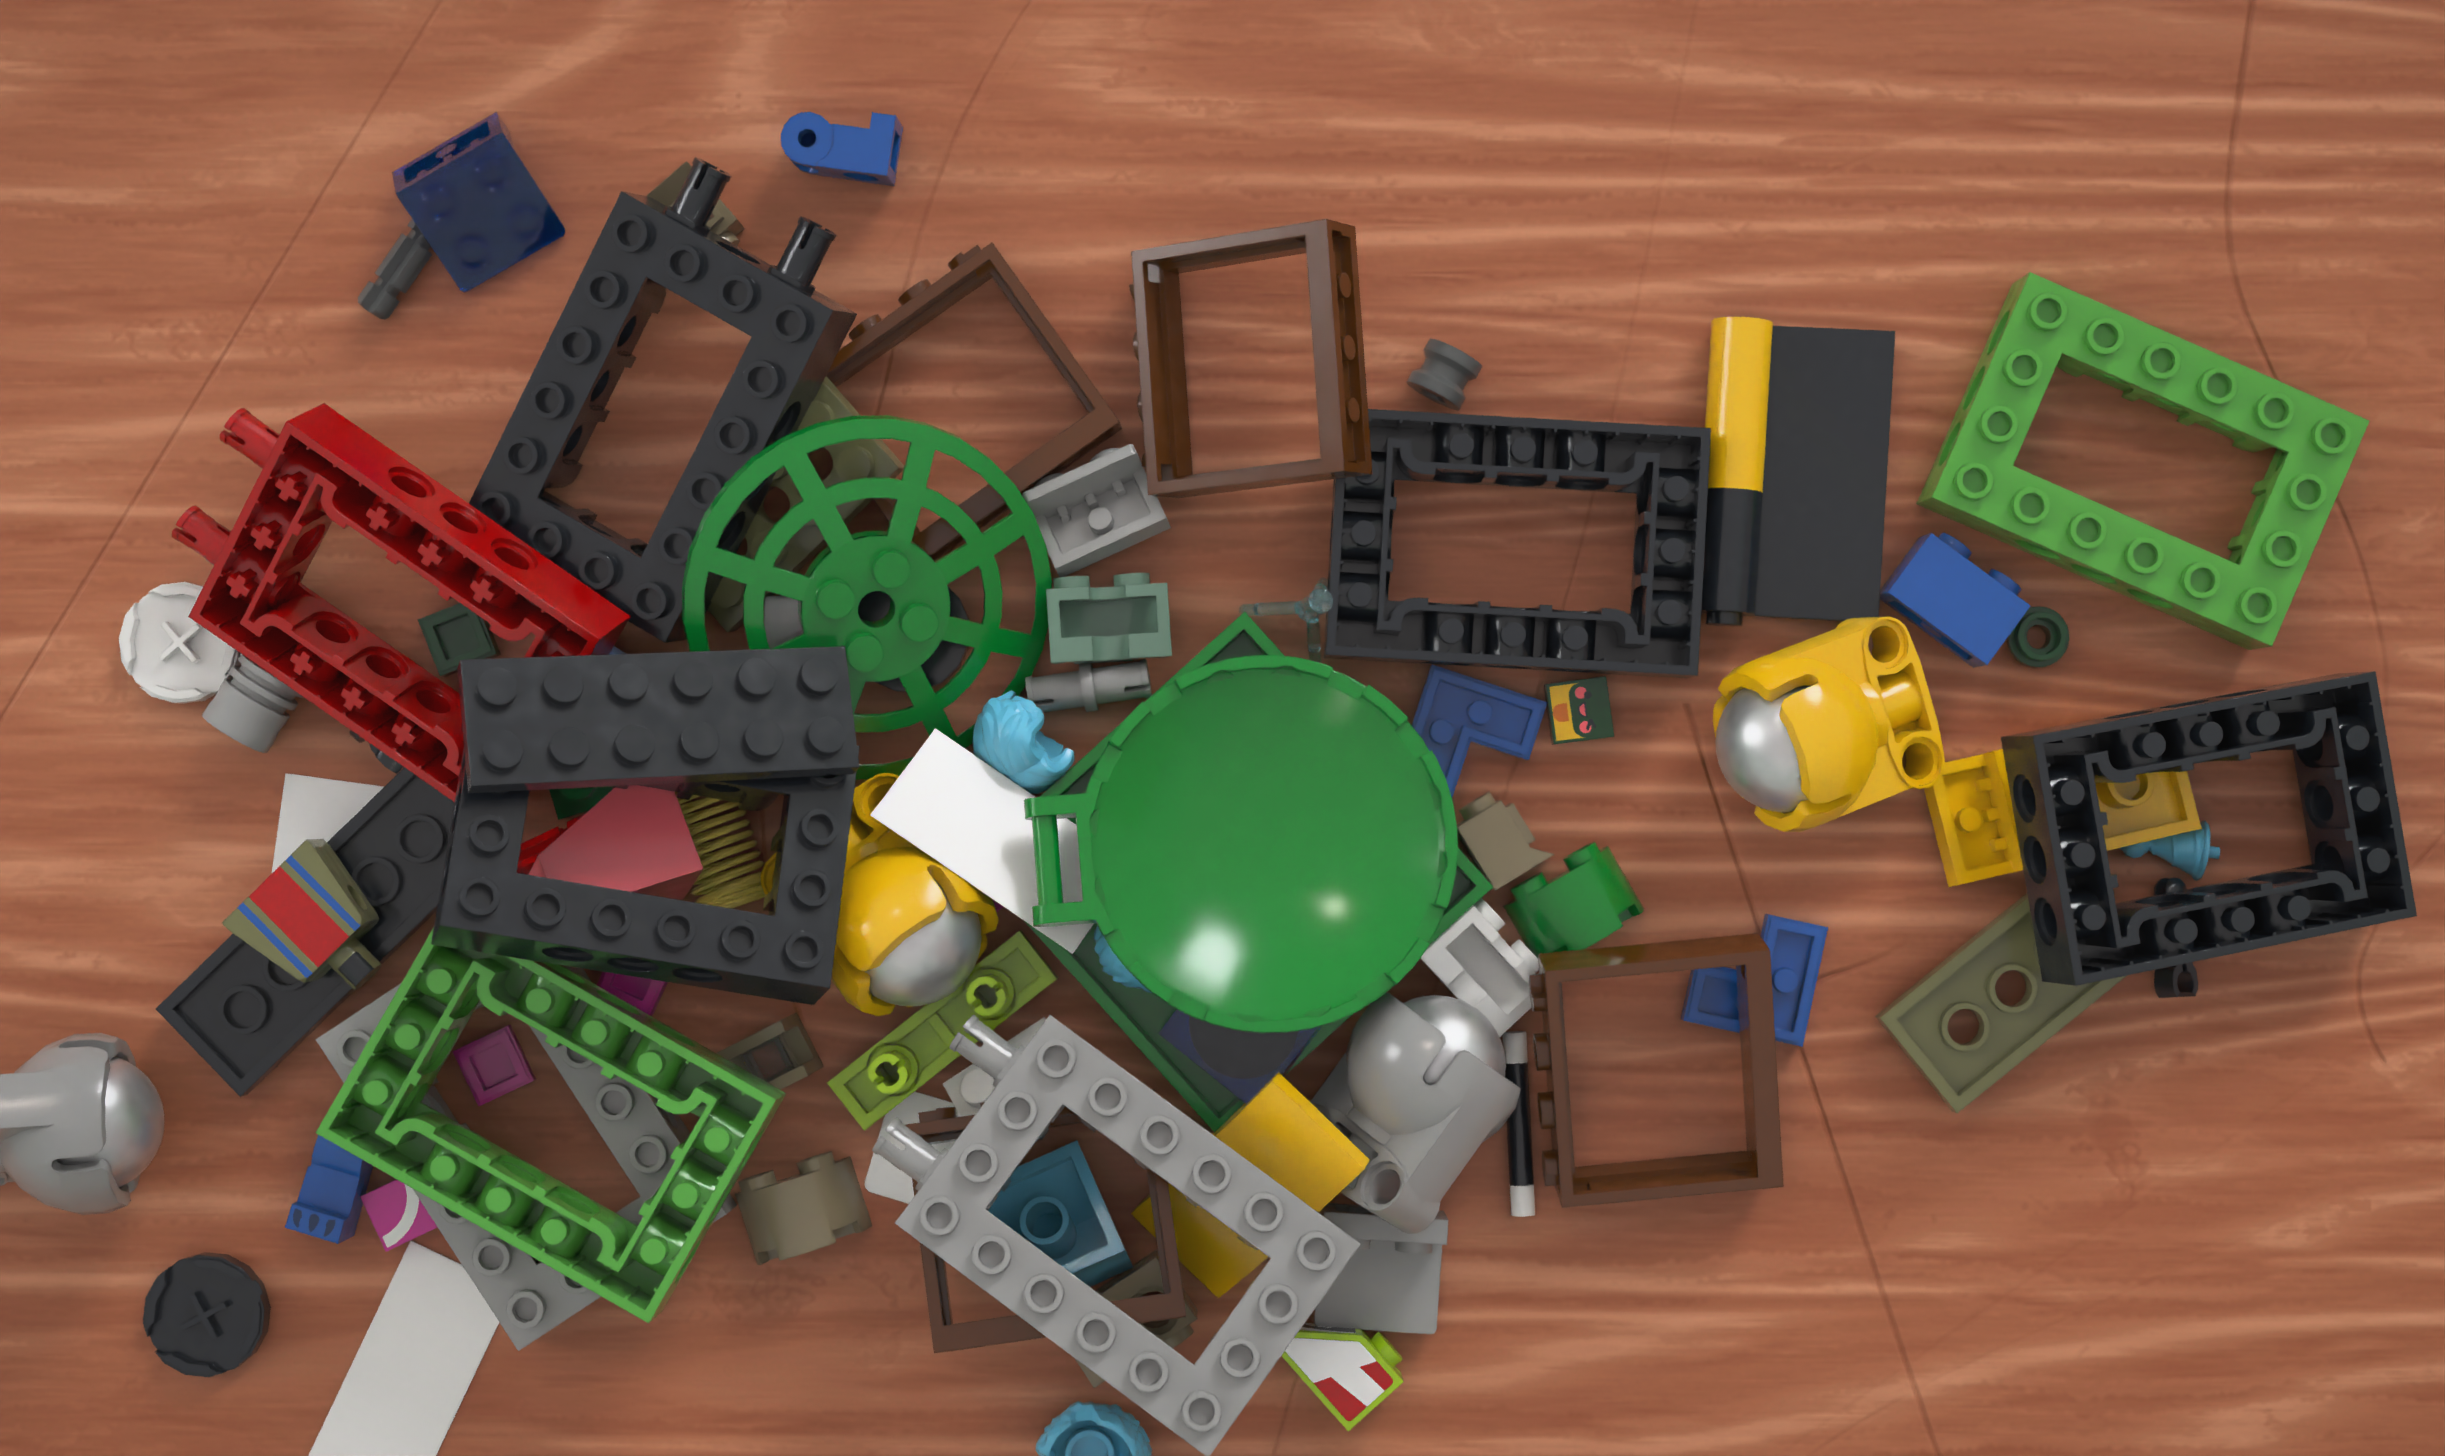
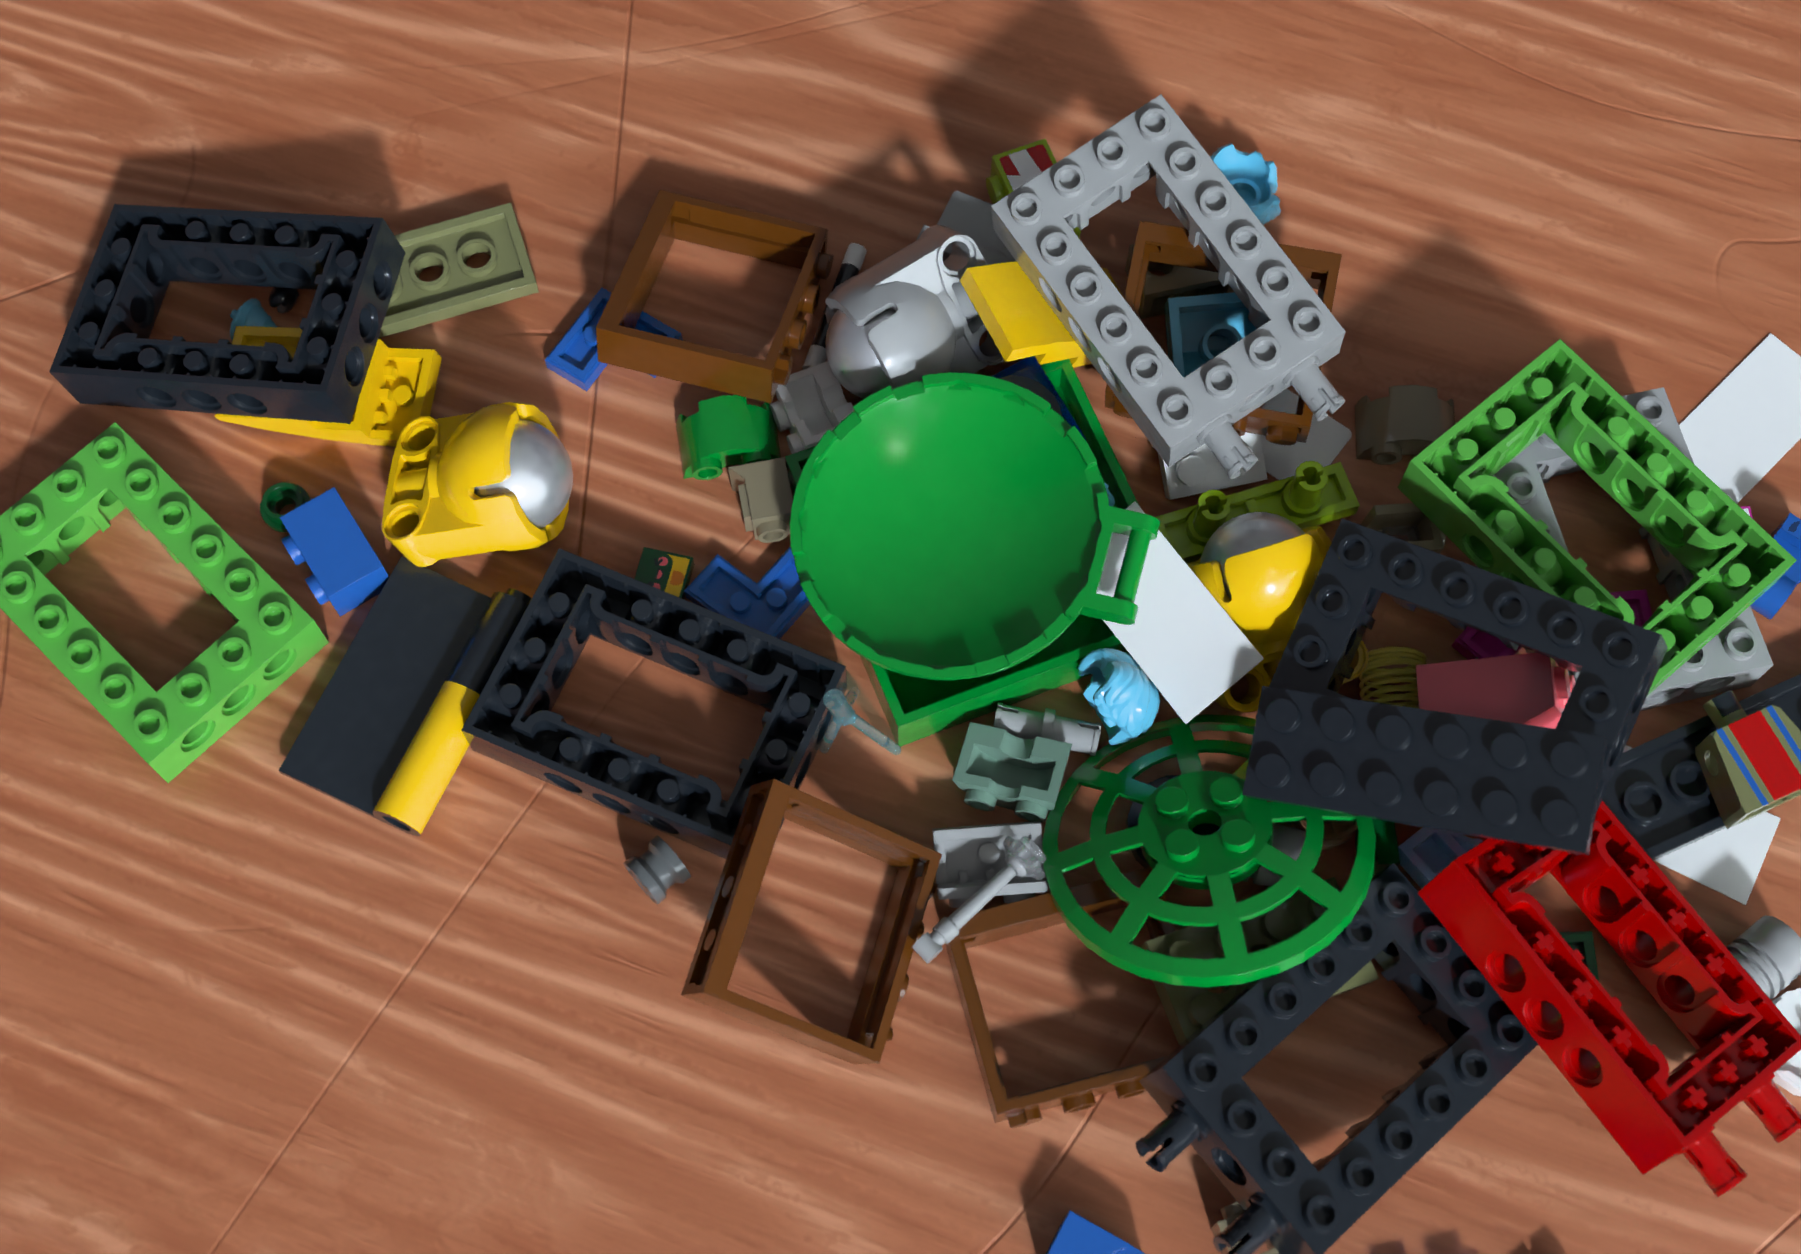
camera: 160 degrees left, 20 degrees down
(1059, 512) = (1022, 859): none -> light grey piece

